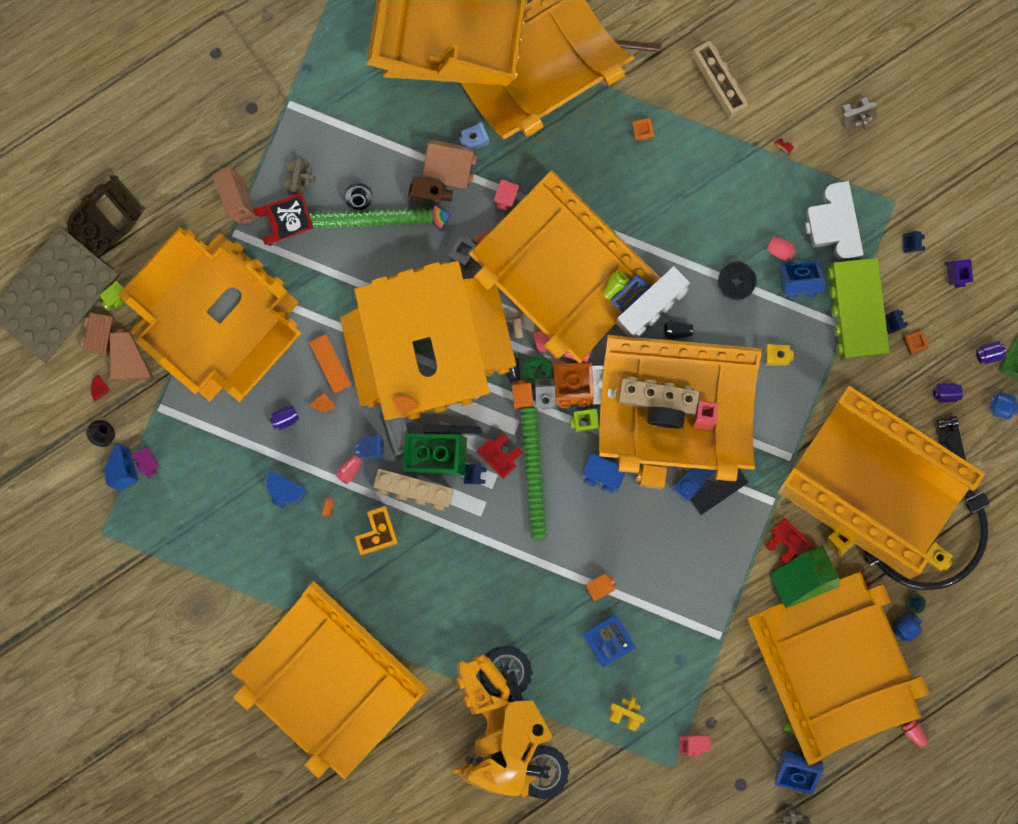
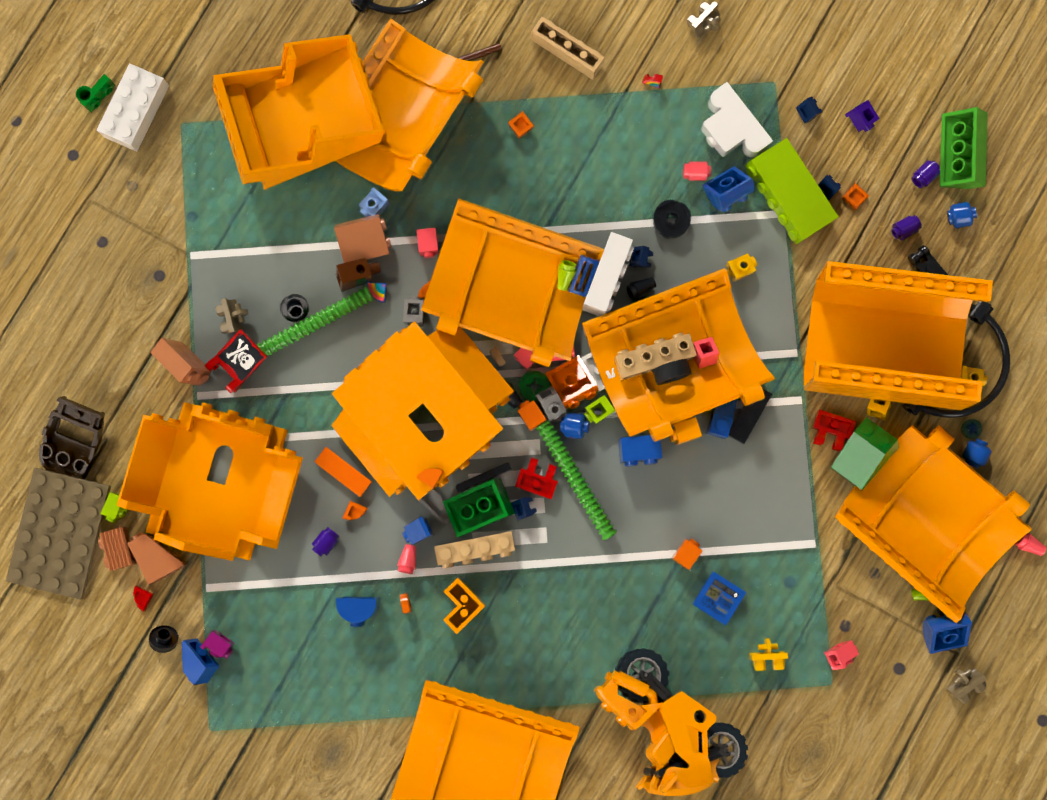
camera: 25 degrees left, 0 degrees up
(556, 423) = (574, 425): none -> blue head
(690, 301) = (640, 256): none -> dark blue tile

